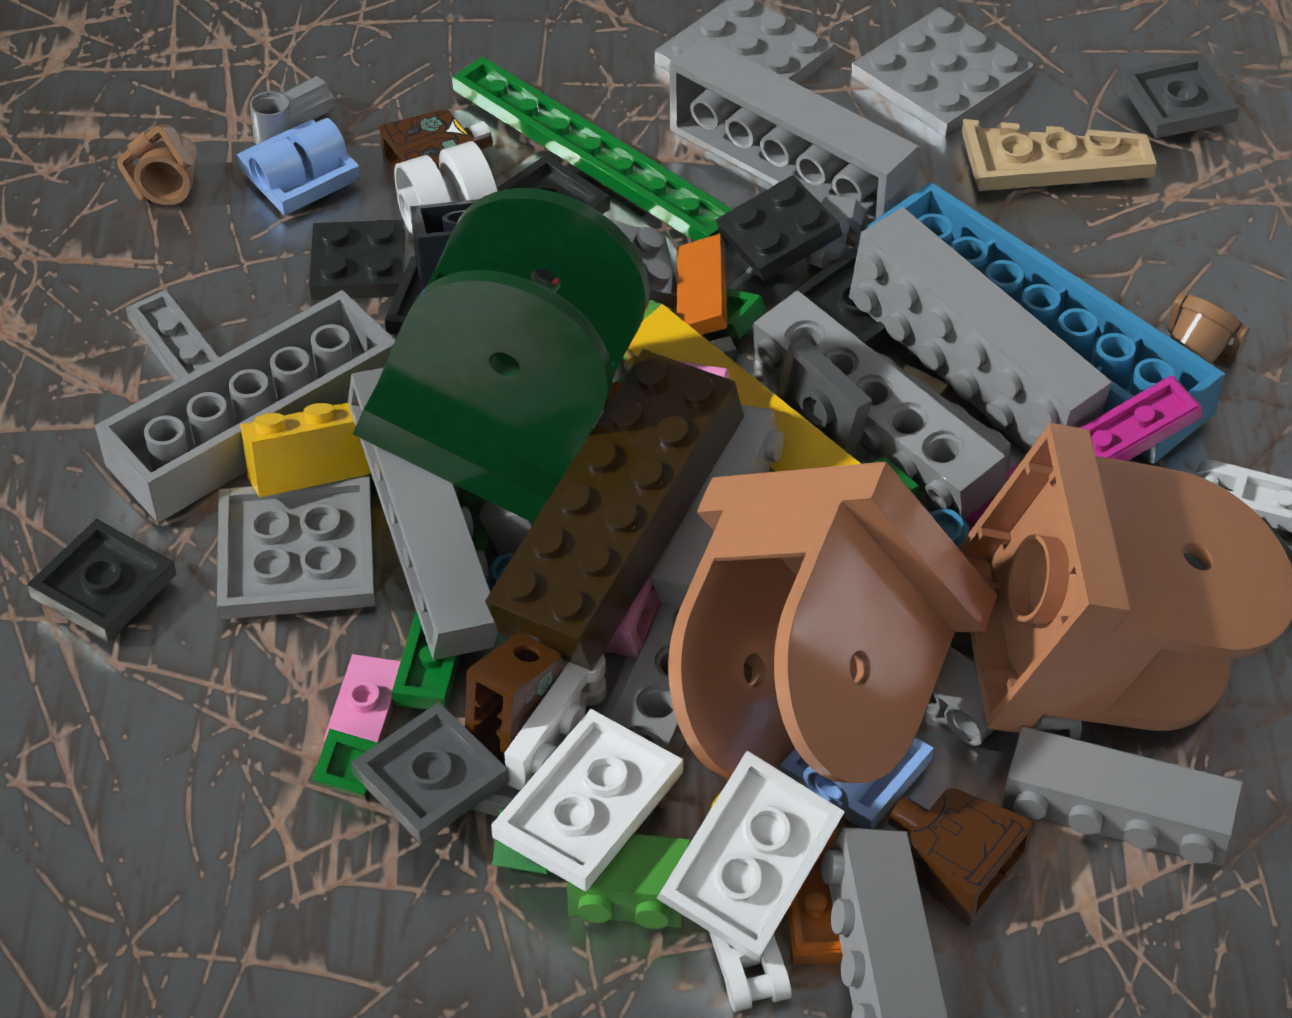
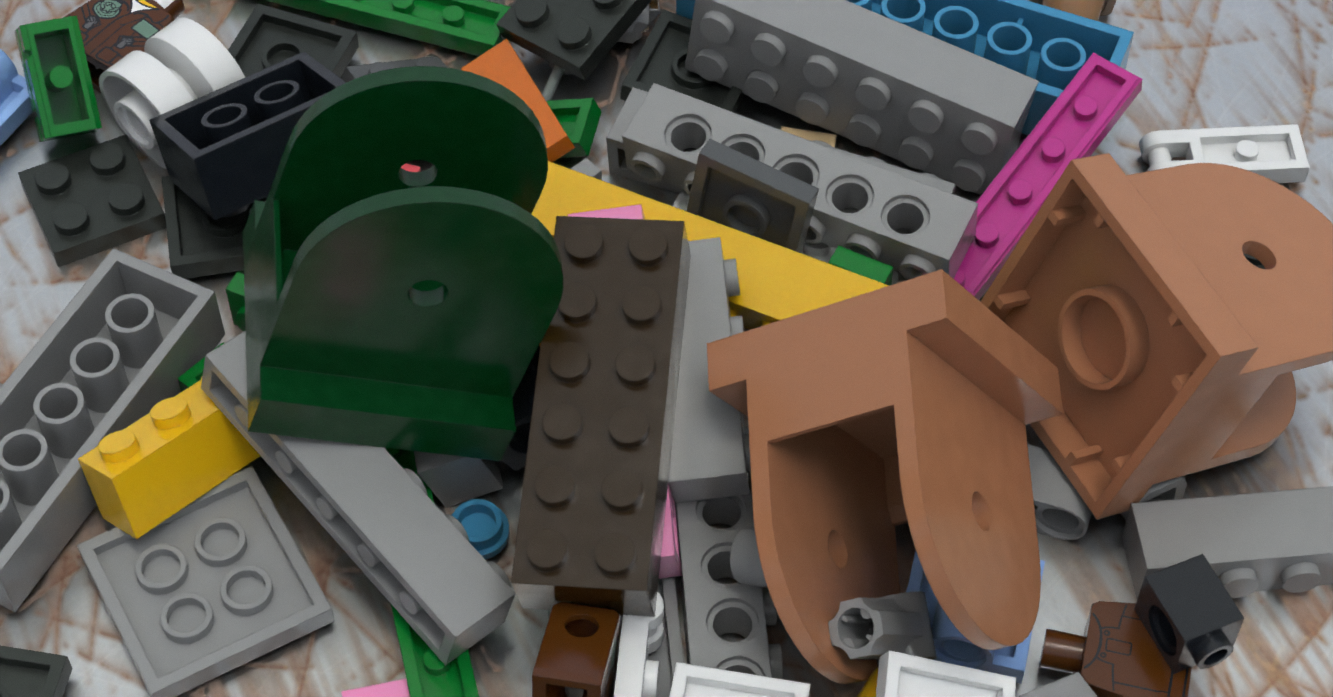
camera: 25 degrees left, 5 degrees up
(367, 162) = (58, 78): none -> green brick
(746, 729) = (876, 625): none -> light grey piece
(1013, 816) = (1189, 614): none -> black brick

